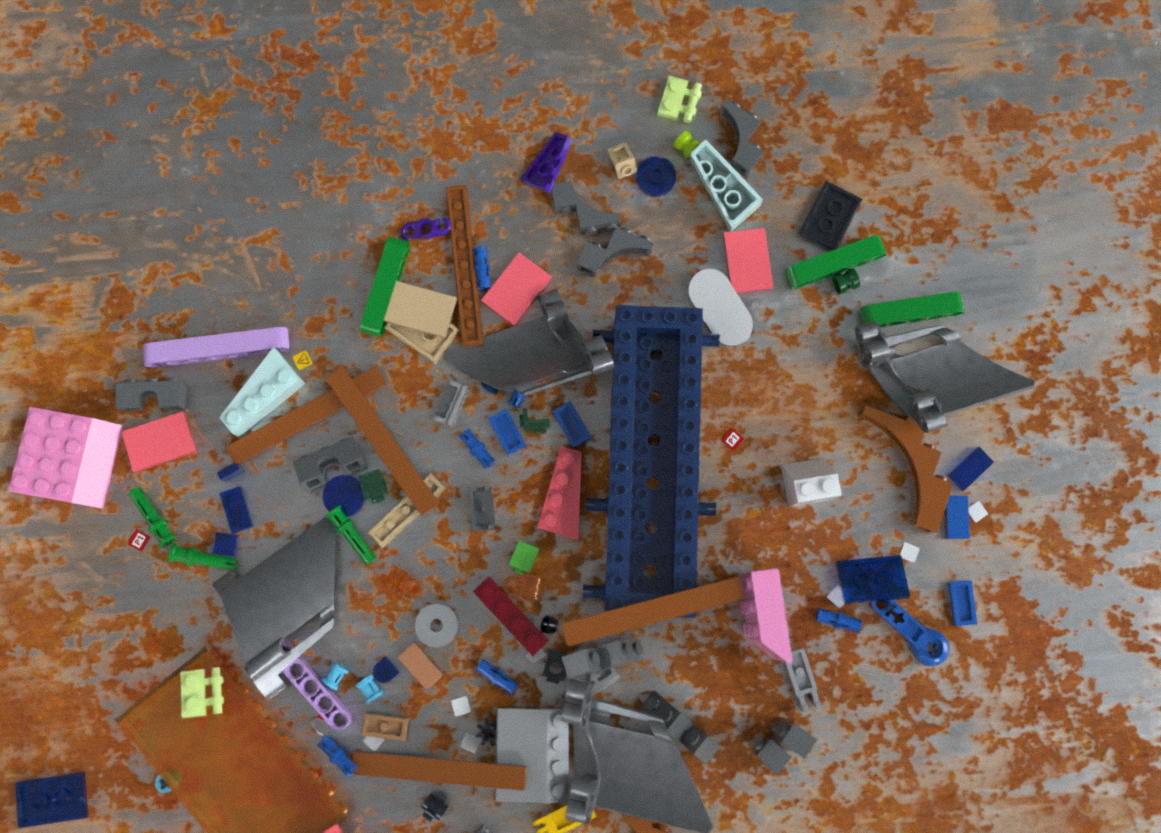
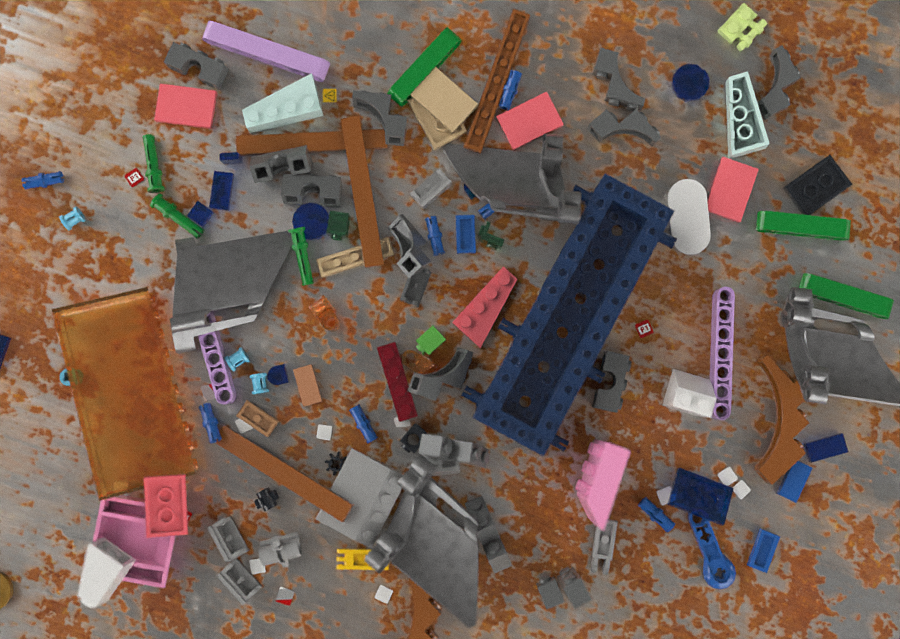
camera: 25 degrees right, 5 degrees up
(43, 589) = (42, 180): none -> blue pin
(65, 457) = (107, 83): bright pink slope -> none
(89, 620) = (72, 218): none -> medium azure bush
(194, 692) = (122, 318): yellowish green plate -> none
(271, 461) = (267, 165): none -> dark grey arch
(359, 347) = (380, 106): none -> dark grey arch
(423, 625) = (325, 354): light grey tile -> none
(434, 232) = (486, 41): dark purple piece -> none
(456, 468) = (410, 243): none -> dark grey arch
(470, 742) = (318, 464): white sticker -> none
(547, 164) = (605, 29): dark purple wing -> none
(549, 624) = (423, 404): black hinge -> none
(563, 580) = (452, 374): none -> dark grey arch
(572, 424) = (520, 253): blue tile -> none
(622, 160) = (669, 56): tan bracket -> none
(653, 611) = (513, 434): dark orange tile -> none
(686, 144) = (729, 67): lime wheel -> none
(724, 489) = (617, 366): none -> dark grey arch
(821, 415) = (727, 345): none -> lavender beam
(847, 281) = (805, 246): dark green wheel -> none
(889, 546) = (727, 476): none -> white sticker
(977, 511) = (813, 484): white sticker -> none

